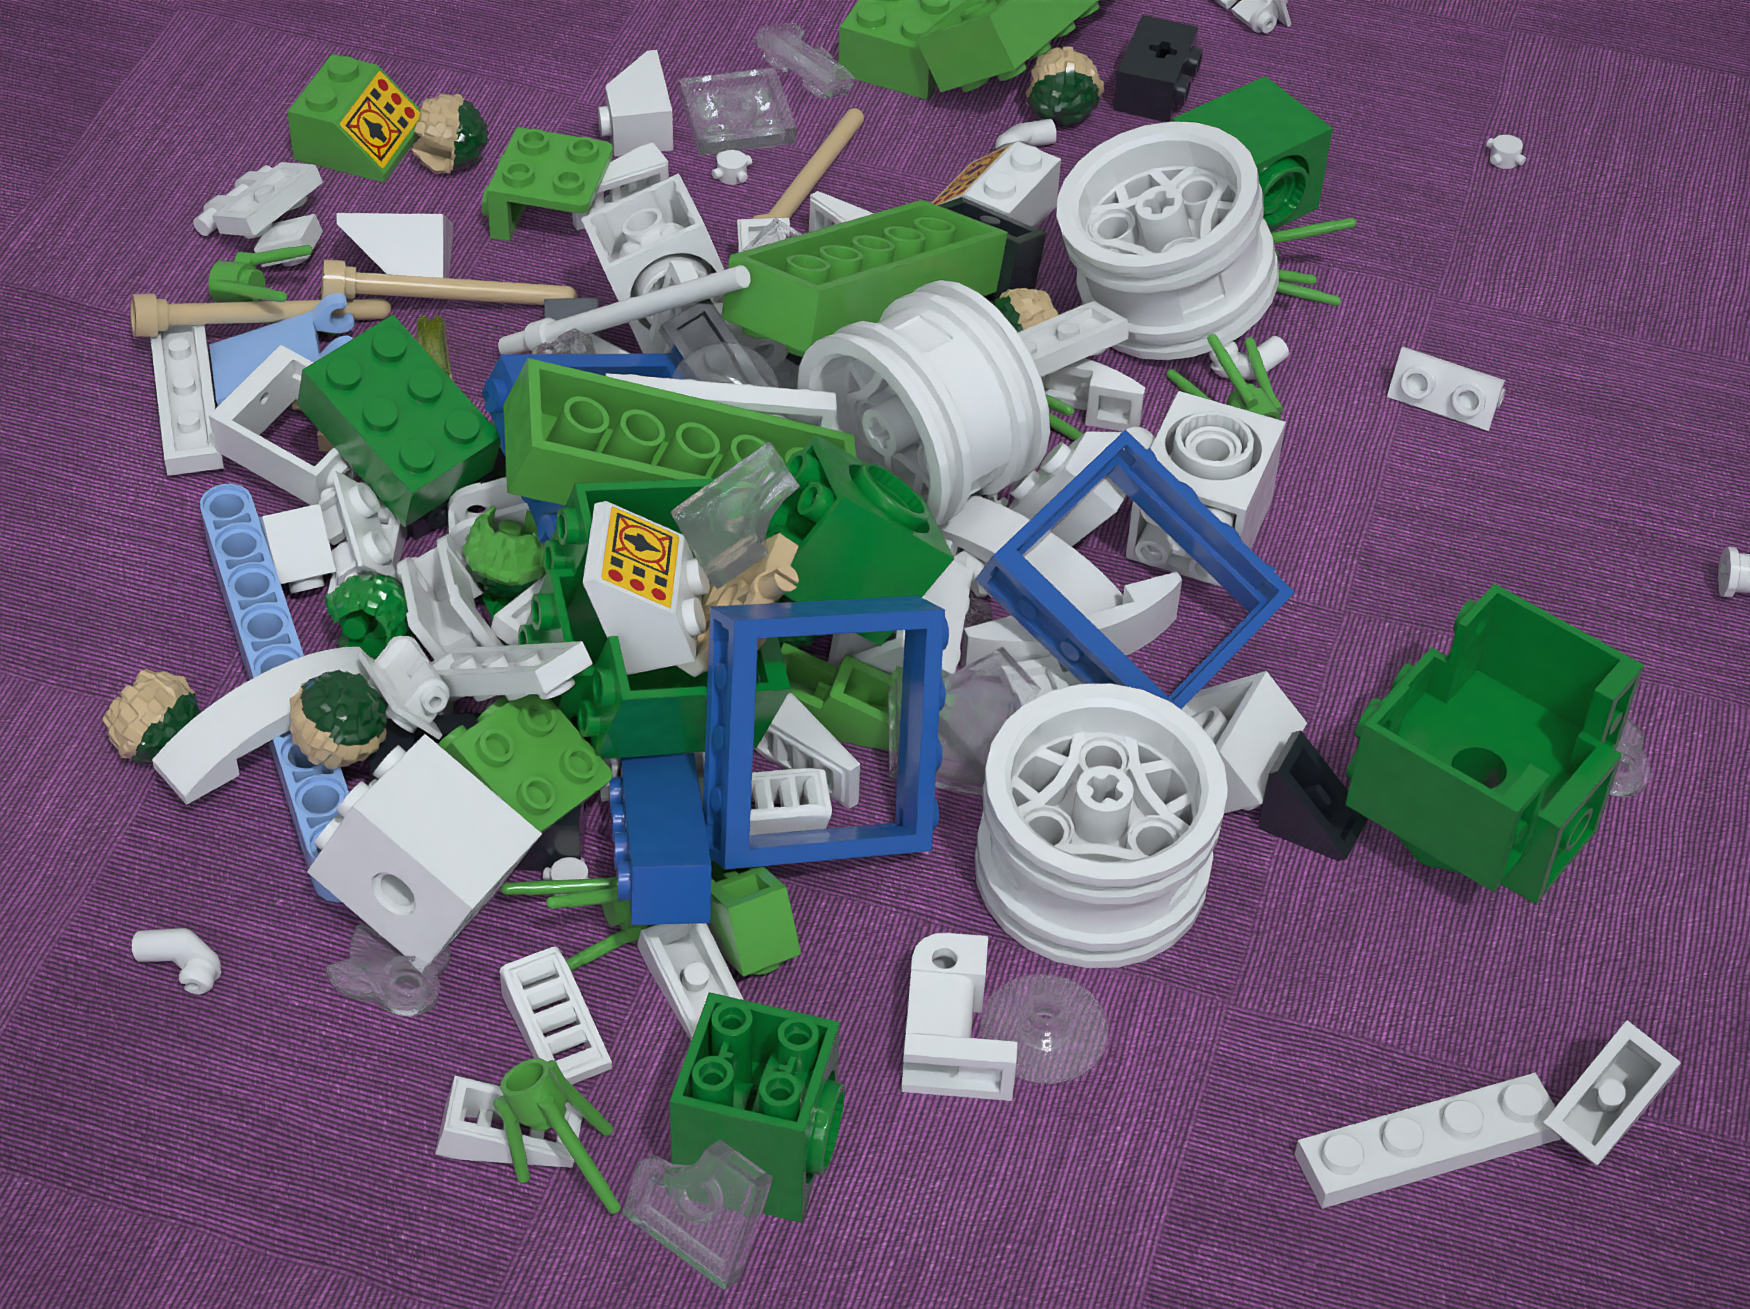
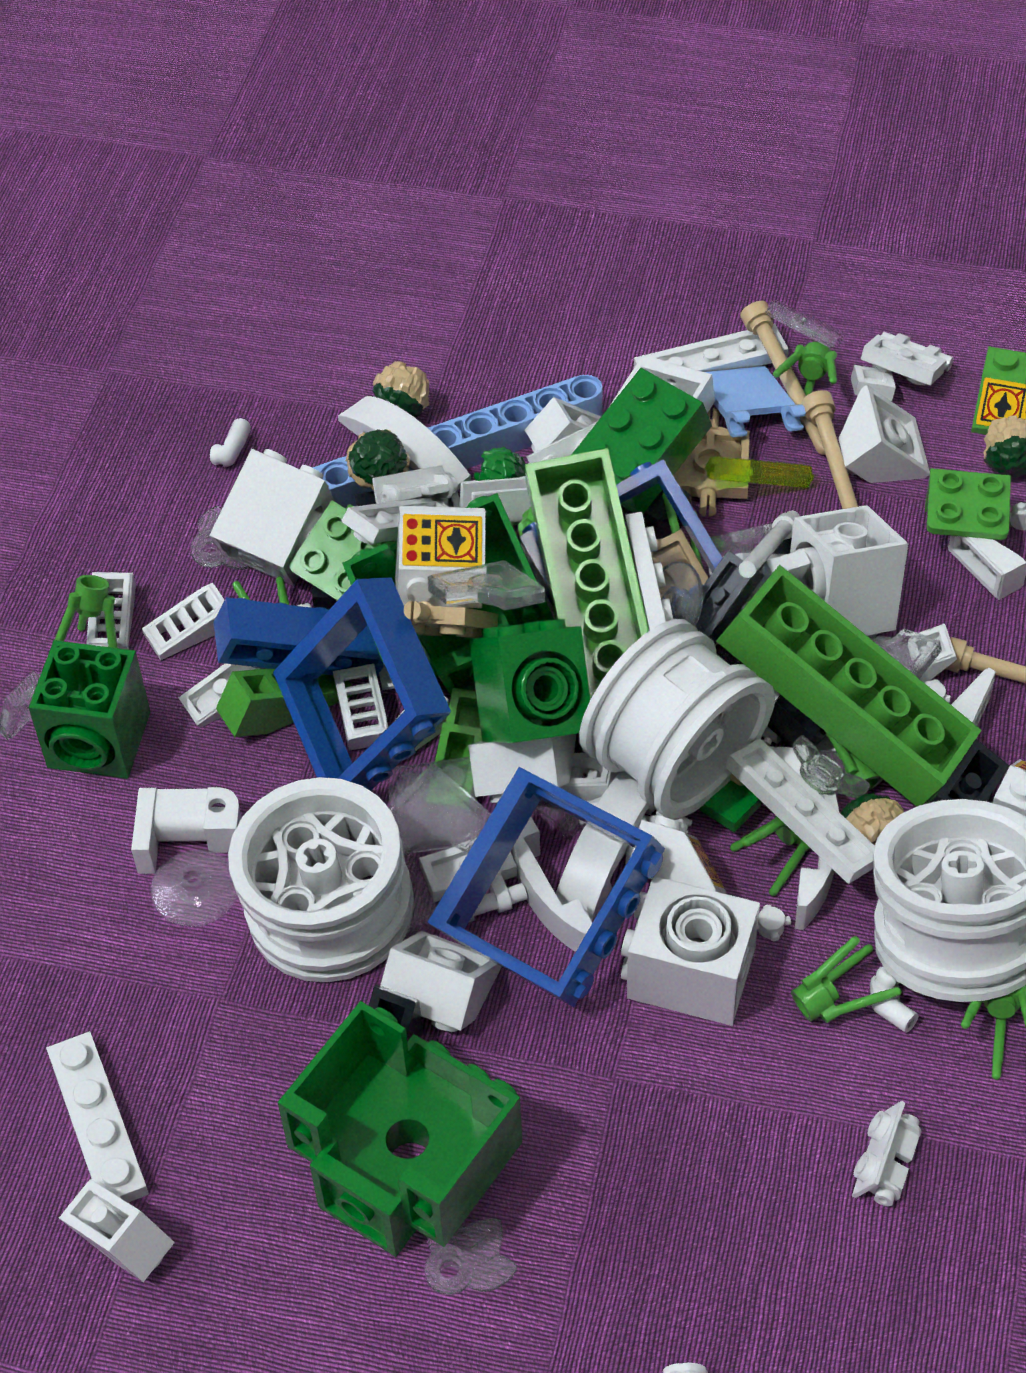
camera: 90 degrees right, 5 degrees up
(192, 261) = (806, 324): none -> clear tile

